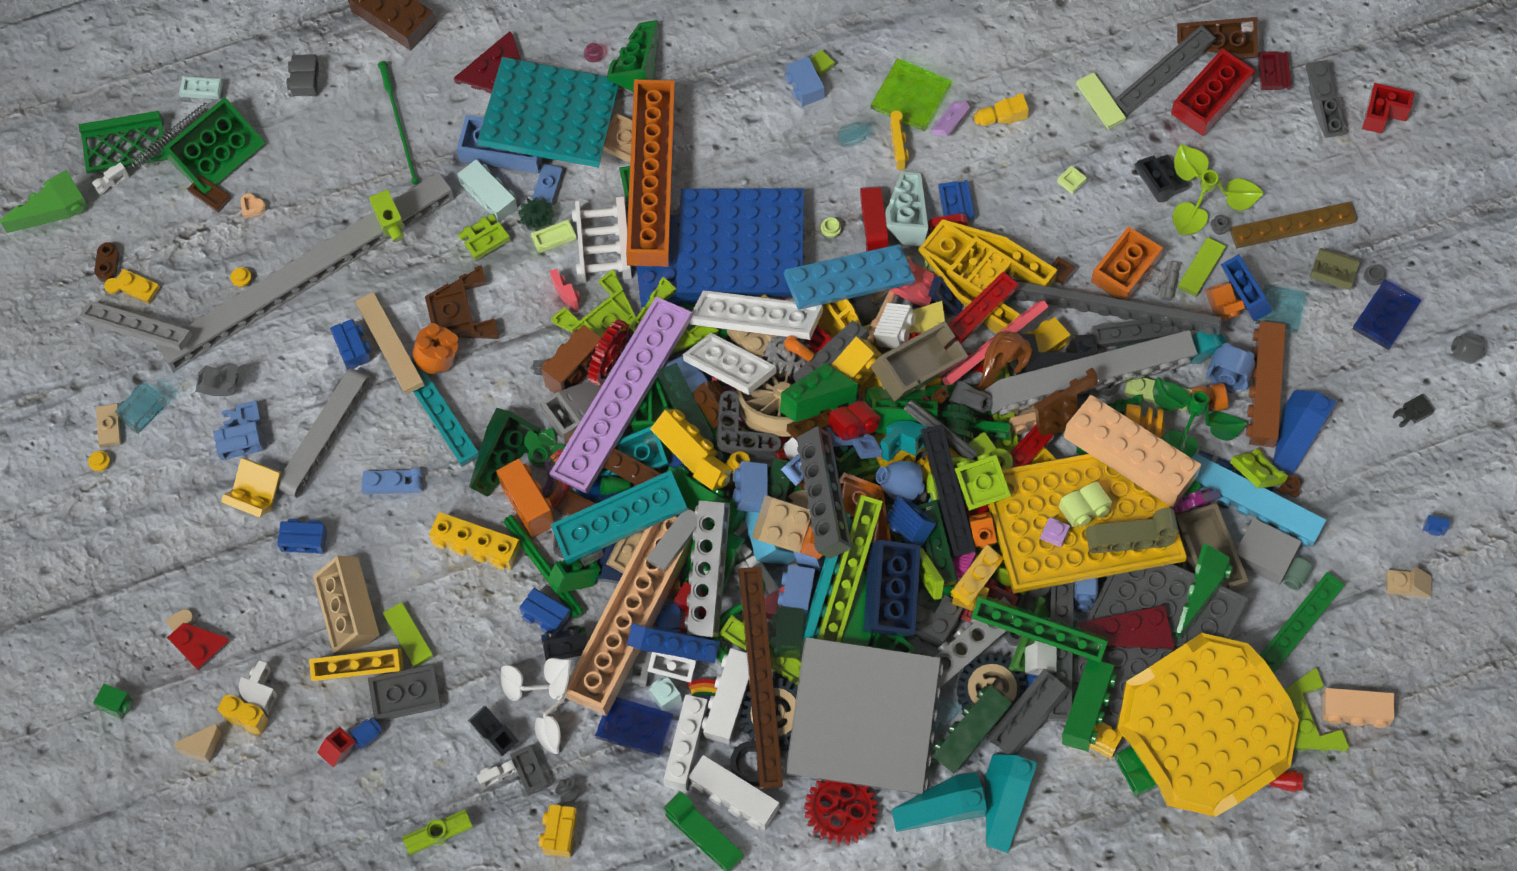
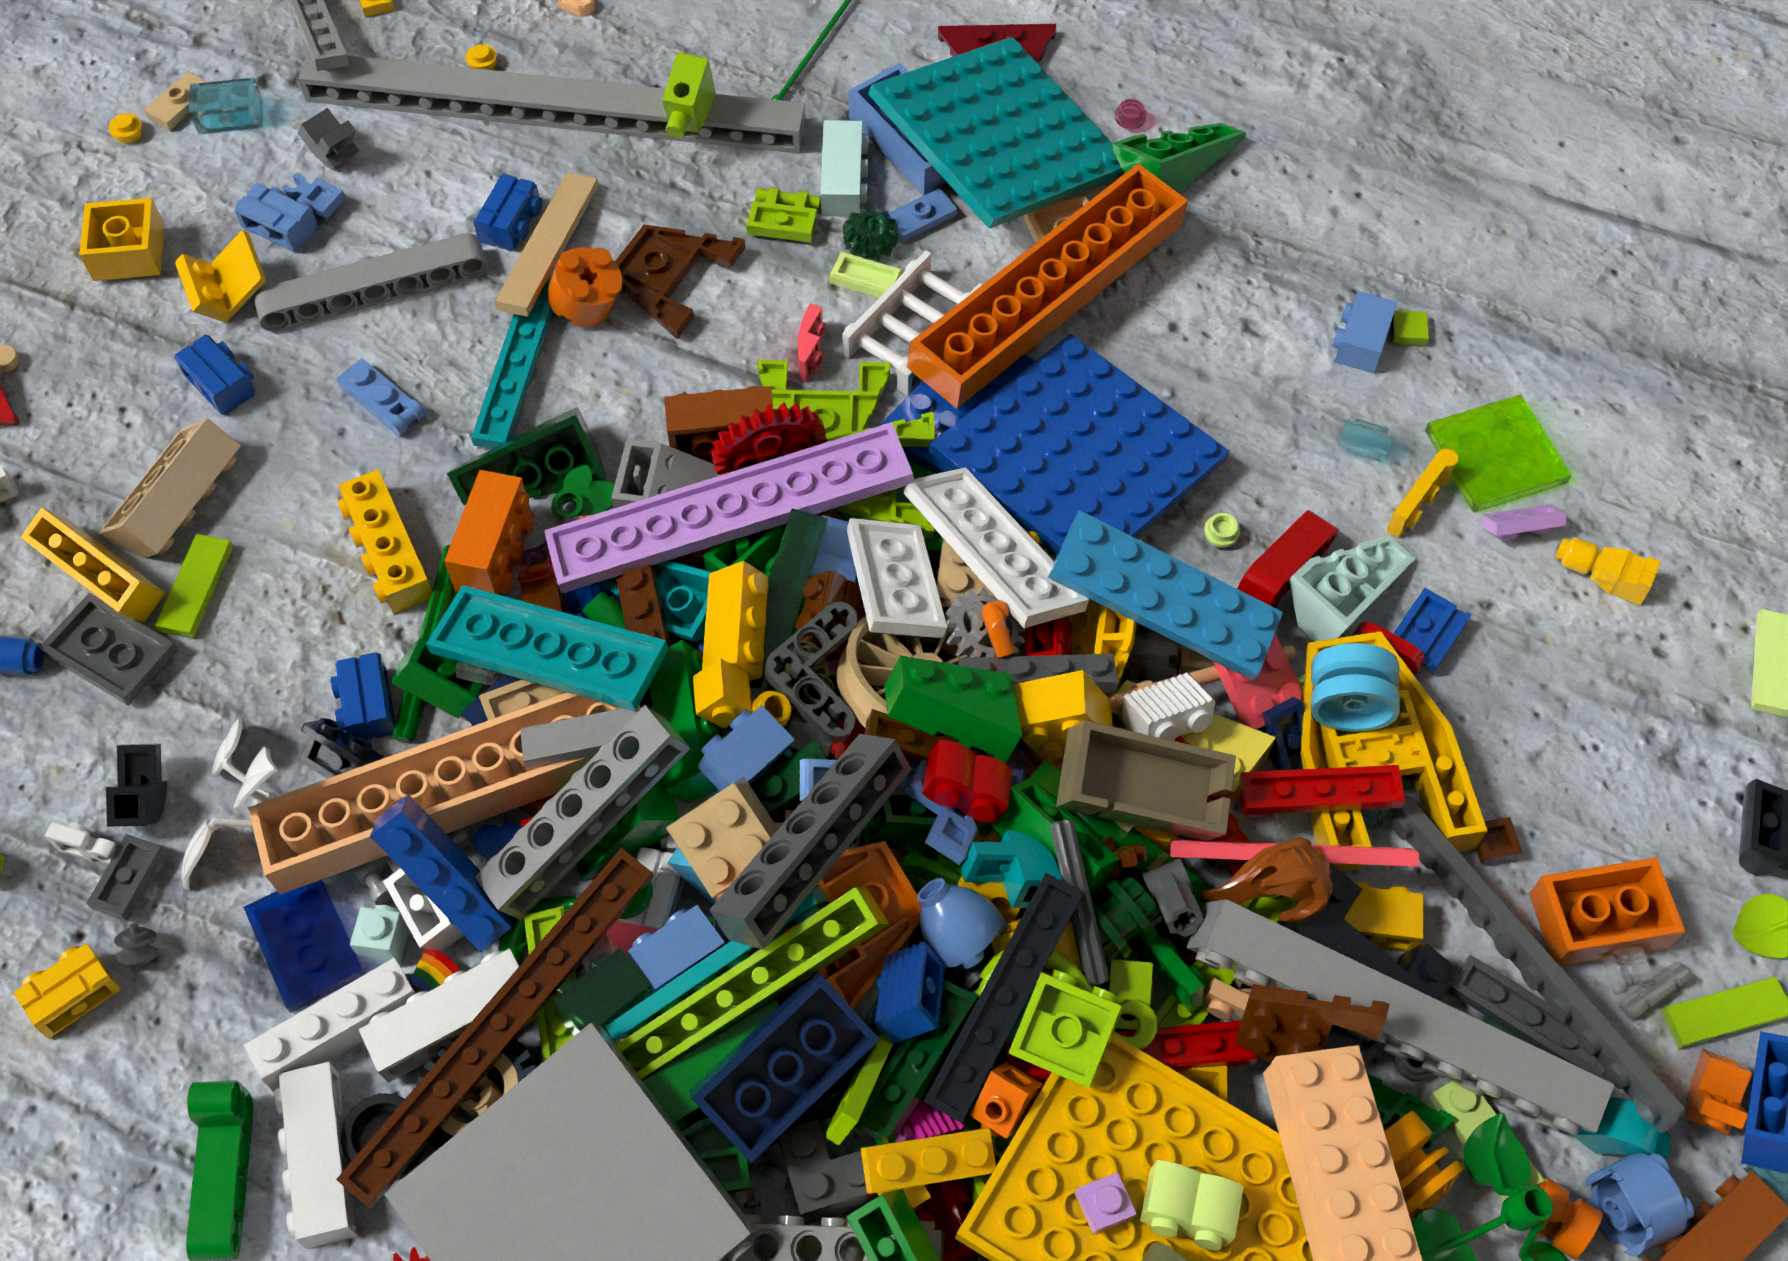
camera: 40 degrees right, 5 degrees down
(177, 513) = (122, 239): none -> yellow brick
(959, 253) = (1355, 687): none -> medium azure wheel
(1071, 180) = (1630, 732): yellowish green plate -> none

